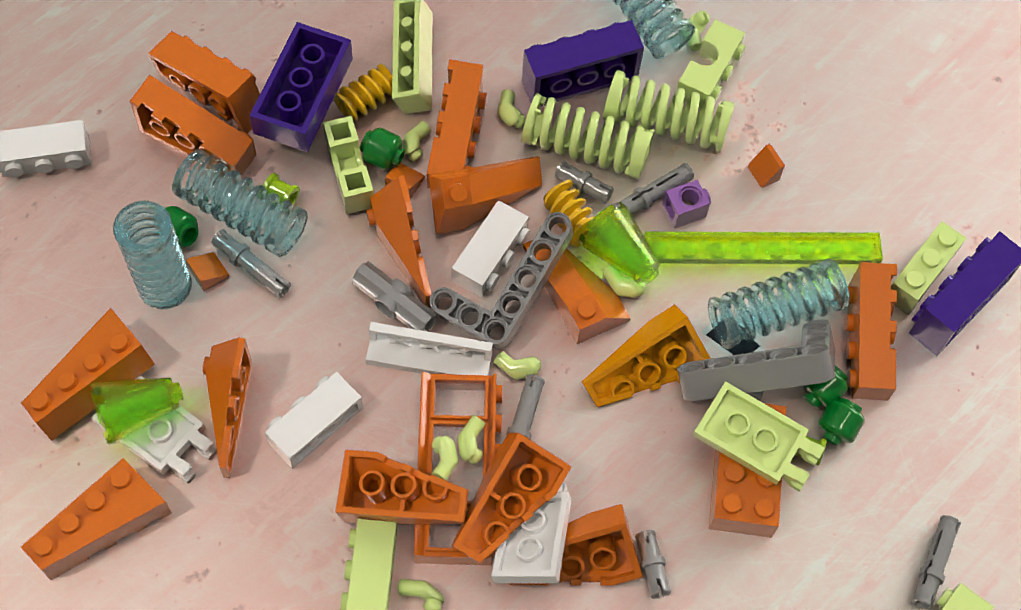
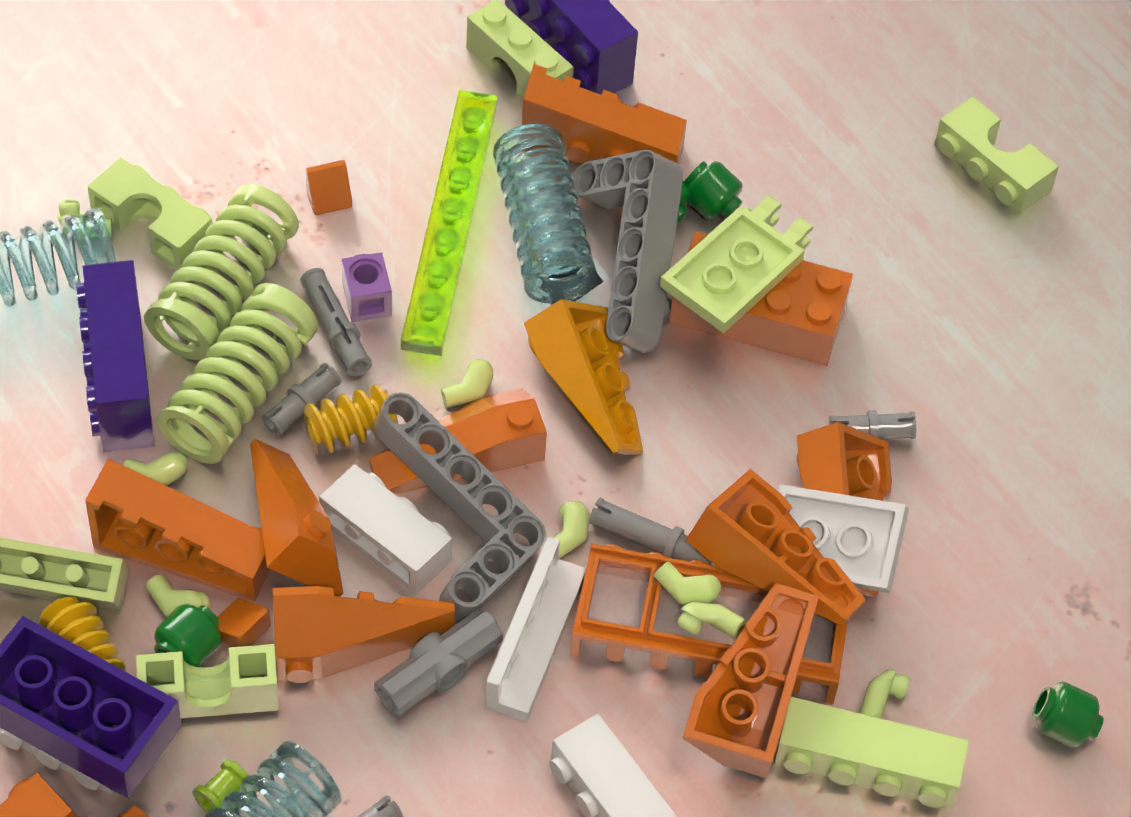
camera: 80 degrees left, 10 degrees down
(621, 244) = (425, 359): clear neon green cone -> none
(932, 573) = (943, 163): light grey pin -> none

